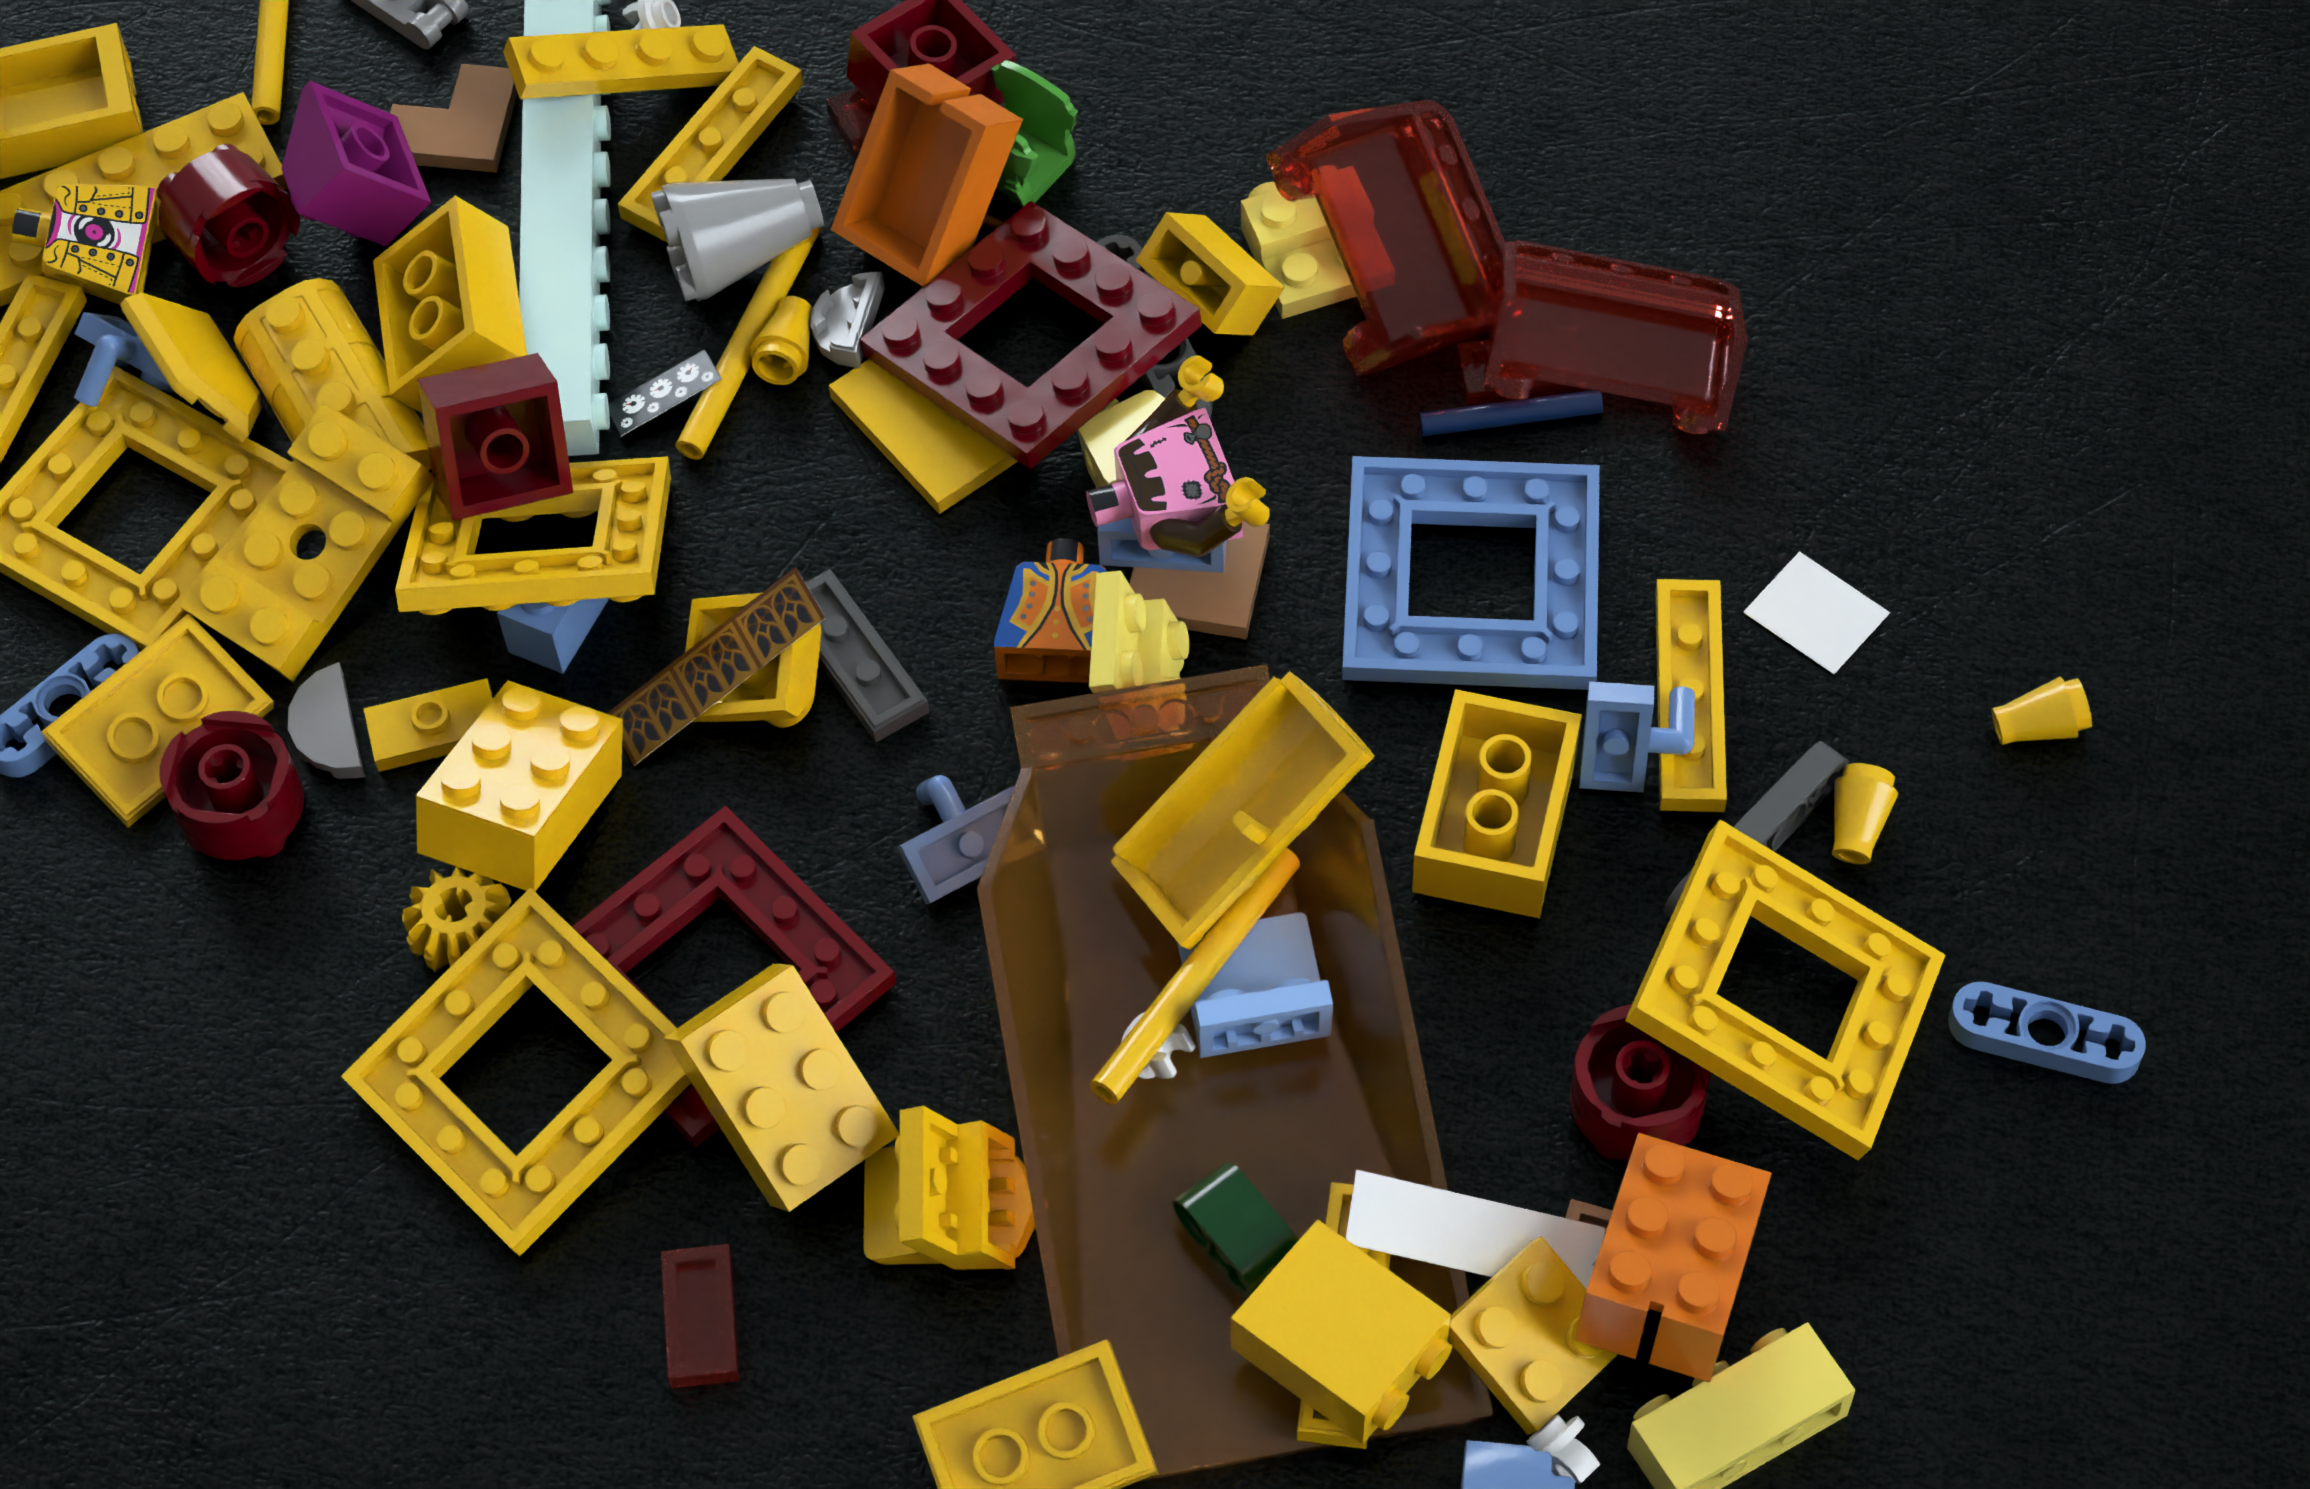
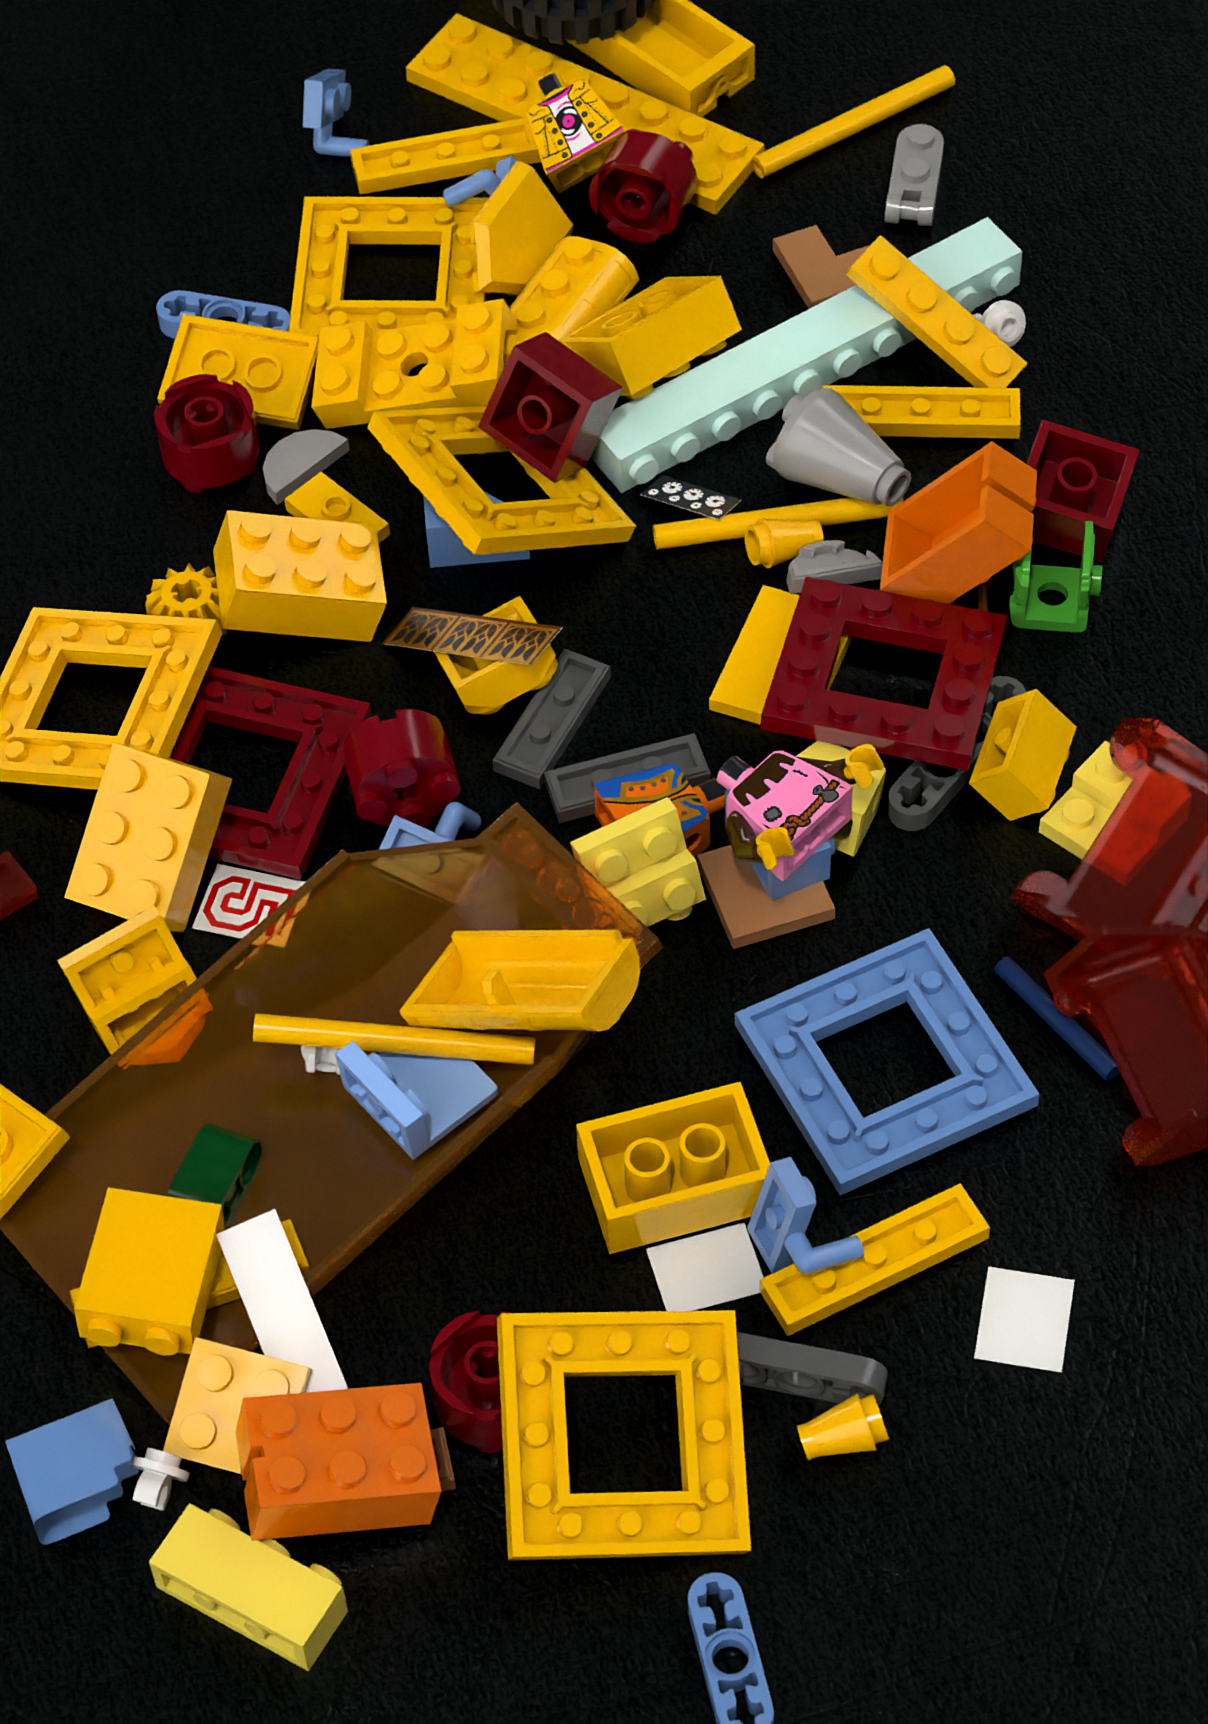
camera: 60 degrees right, 5 degrees down
(351, 166) = (729, 219): magenta slope -> none
(850, 811) = (401, 768): none -> dark red brick
(898, 1044) = (241, 900): none -> white sticker
(965, 655) = (573, 785): none -> dark grey tile
(1602, 846) = (706, 1269): none -> white sticker
(2044, 713) = (1033, 1525): yellow cone -> none

